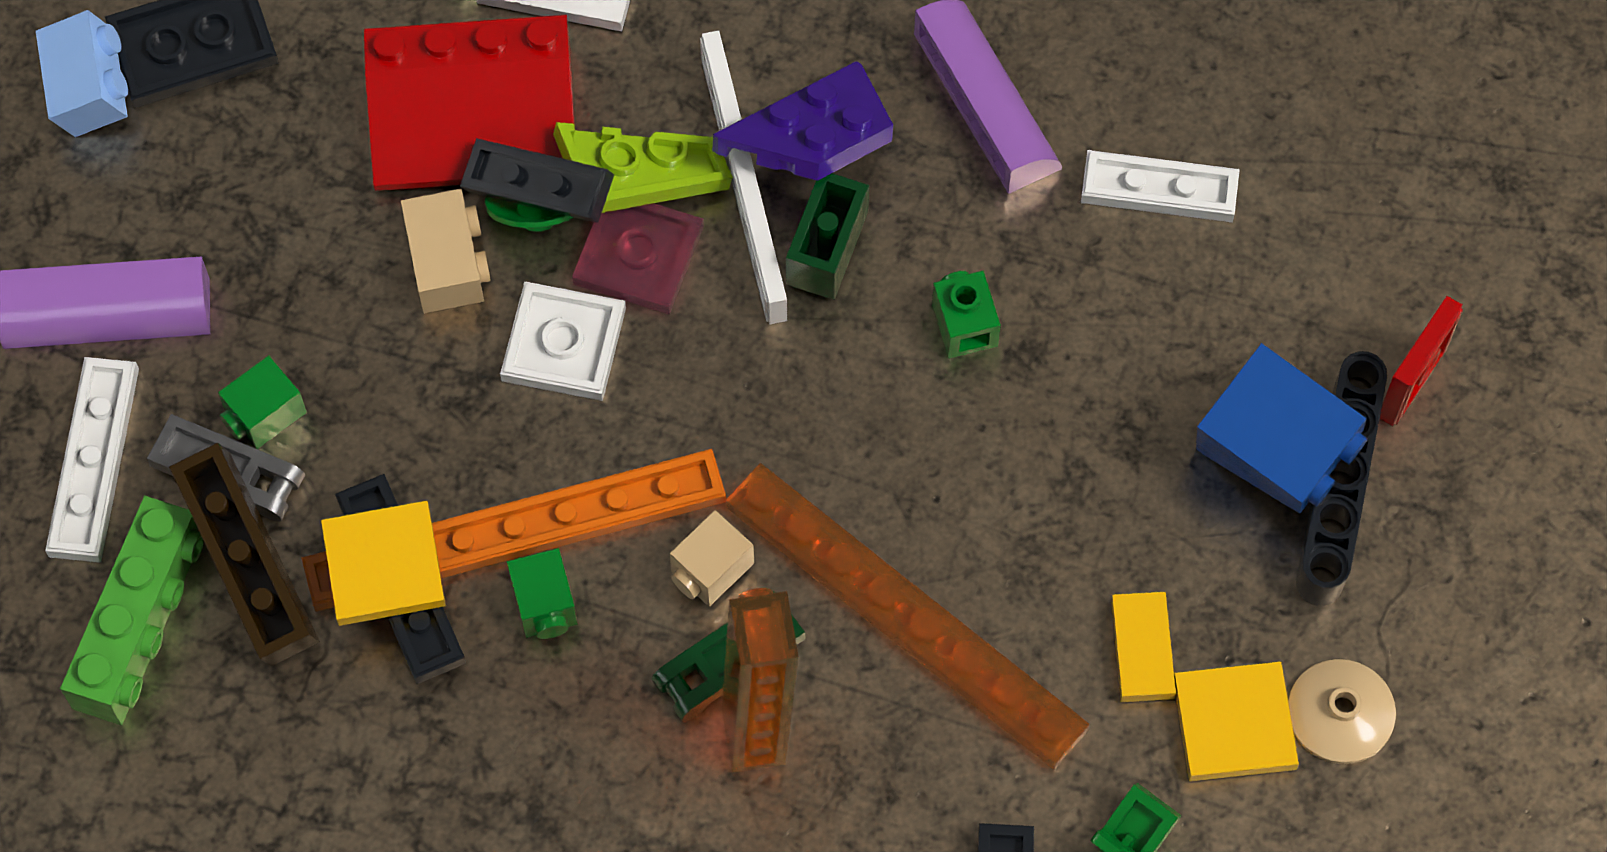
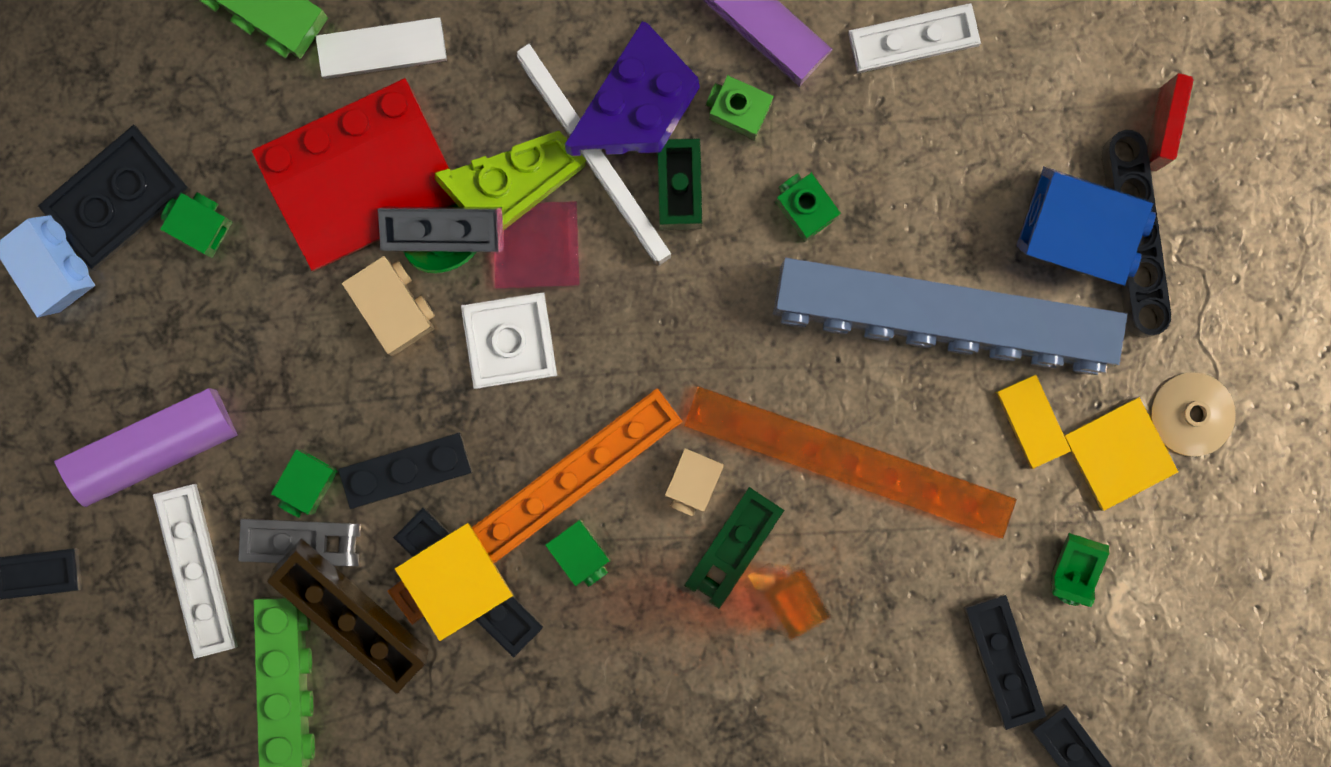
camera: 20 degrees left, 20 degrees up
(268, 92) = (195, 222): none -> green brick
(382, 437) = (405, 470): none -> black plate
(930, 183) = (739, 106): none -> bright green brick
(1082, 478) = (949, 314): none -> sand blue brick

